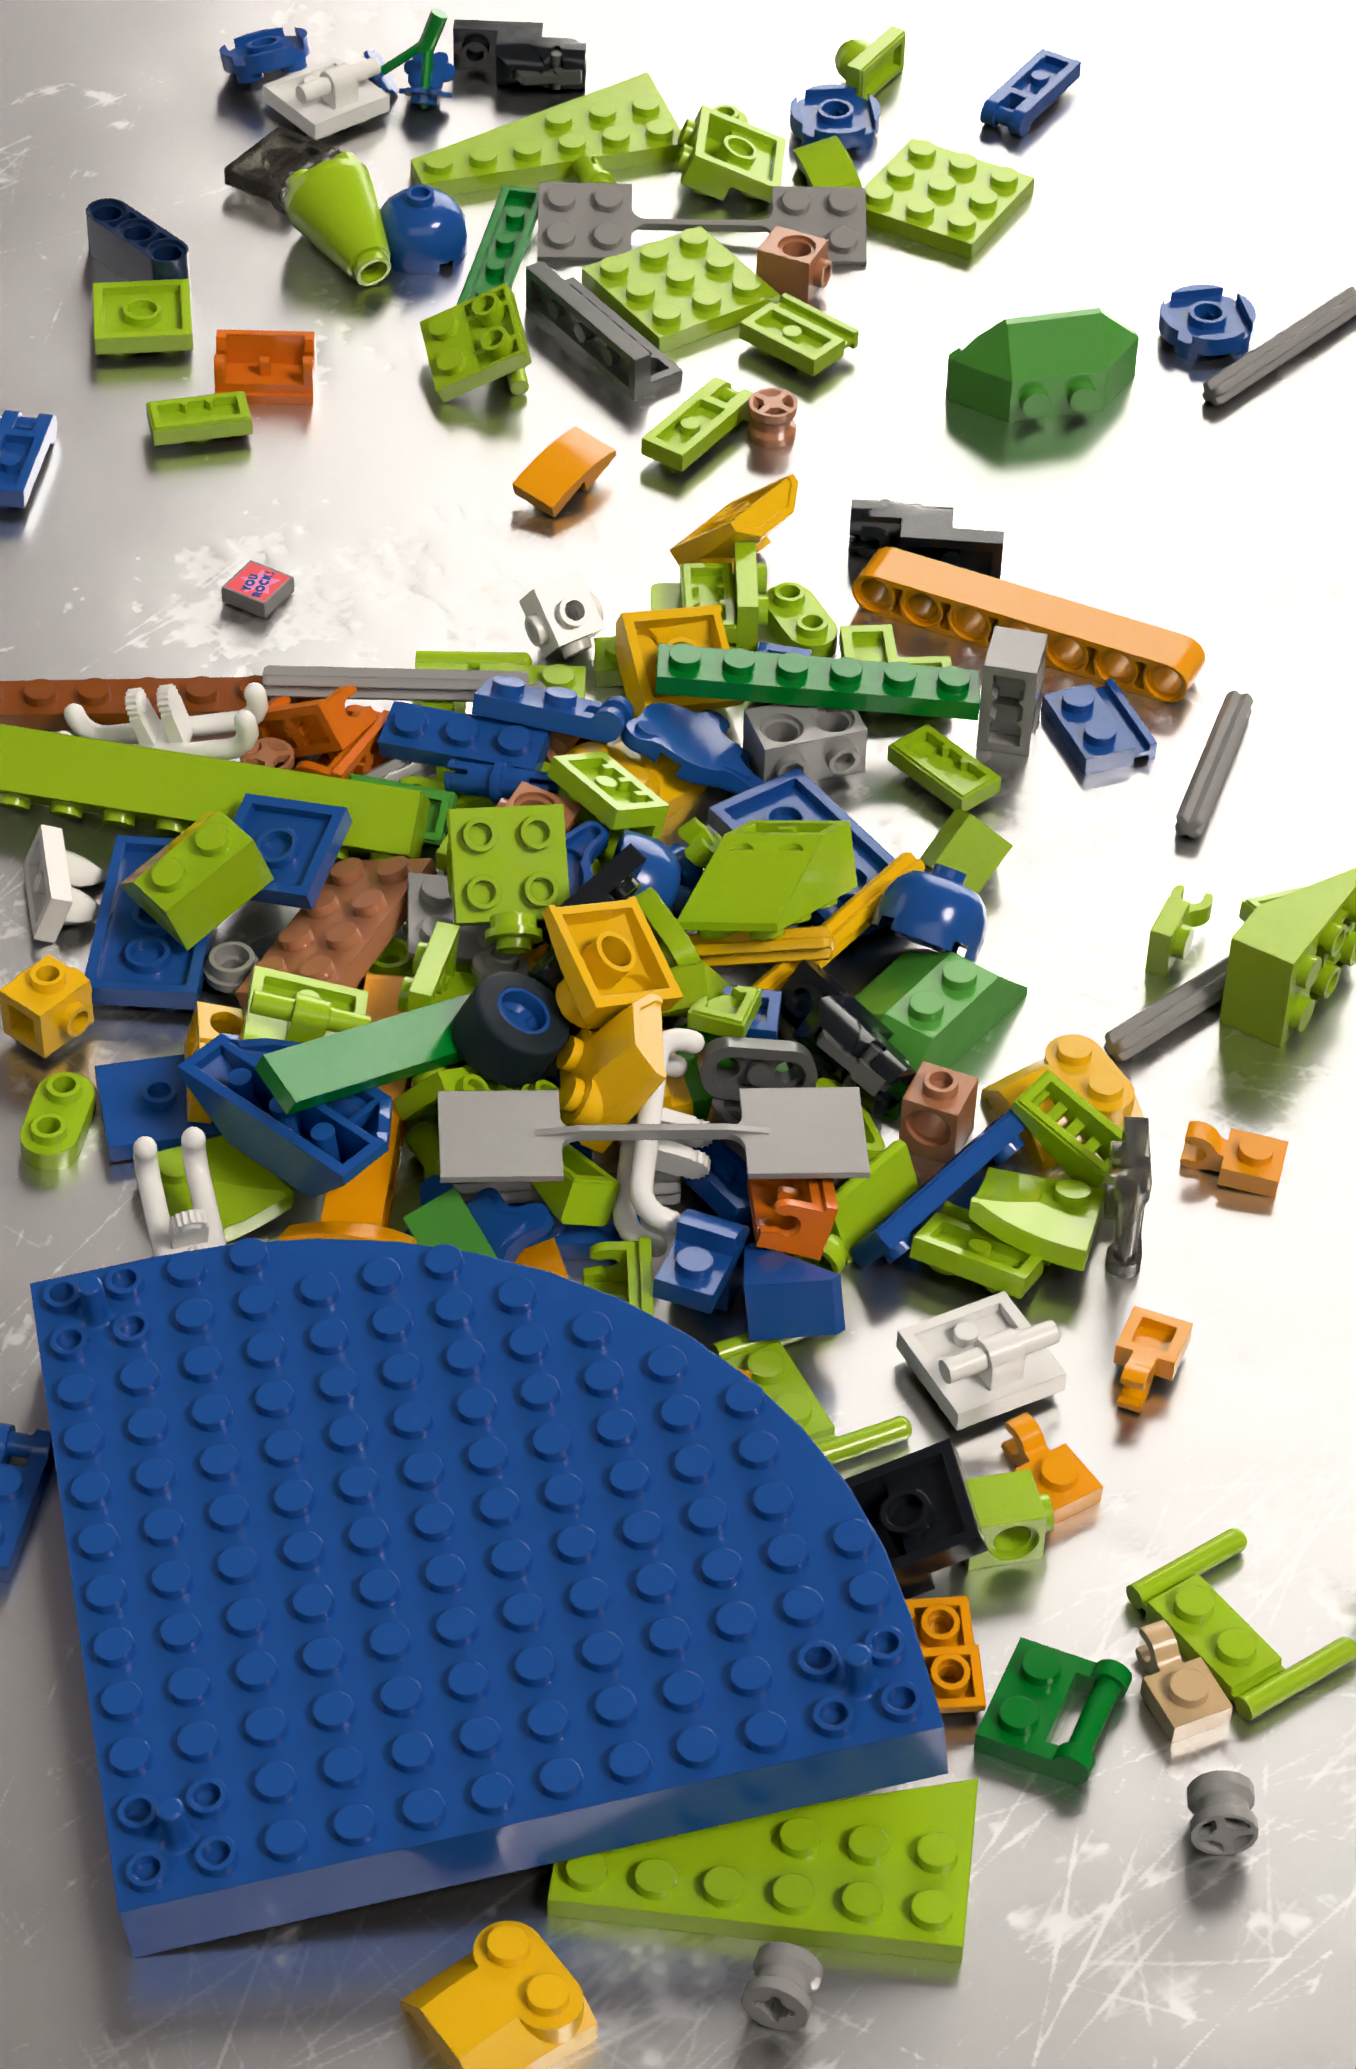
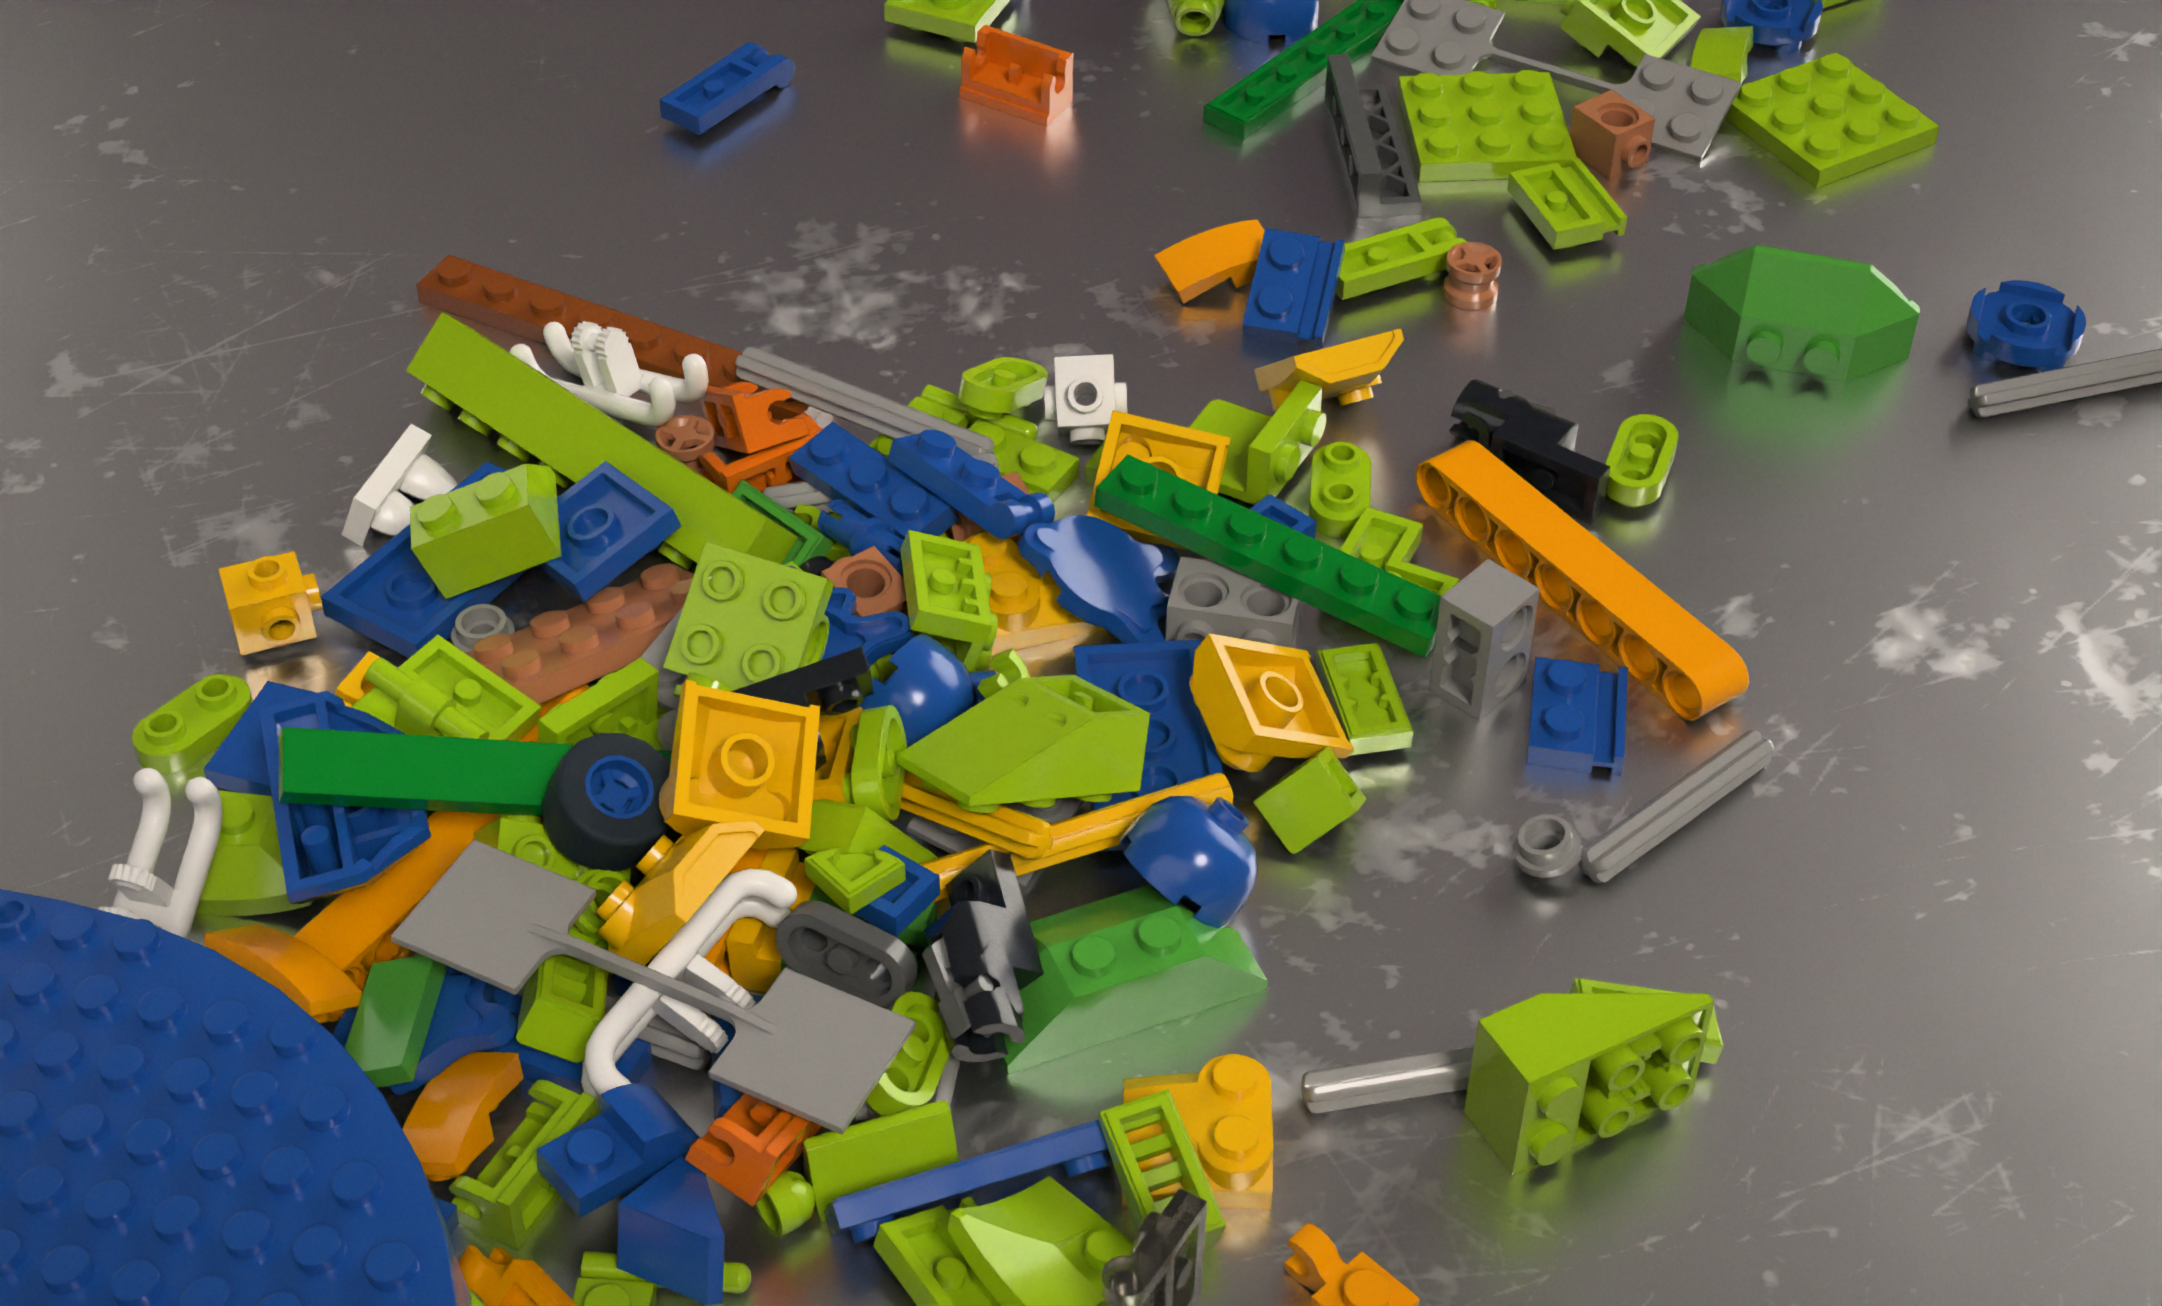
camera: 30 degrees right, 0 degrees up
(199, 418) = (920, 103): lime plate -> none
(257, 589) = (838, 276): tile -> none
(477, 344) = (1230, 114): lime plate -> none
(485, 630) = (1001, 386): none -> lime plate
(646, 473) = (1293, 287): none -> blue plate
(710, 585) = (1242, 422): lime plate -> none
(887, 796) = (1262, 703): none -> yellow slope
(938, 1112) = (1035, 1084): nougat brick -> none
(1008, 509) = (1641, 459): none -> lime plate
(1030, 91) = (1999, 43): blue plate -> none
(1151, 823) = (1547, 846): none -> light grey plate
(1174, 930) = (1468, 981): lime plate -> none

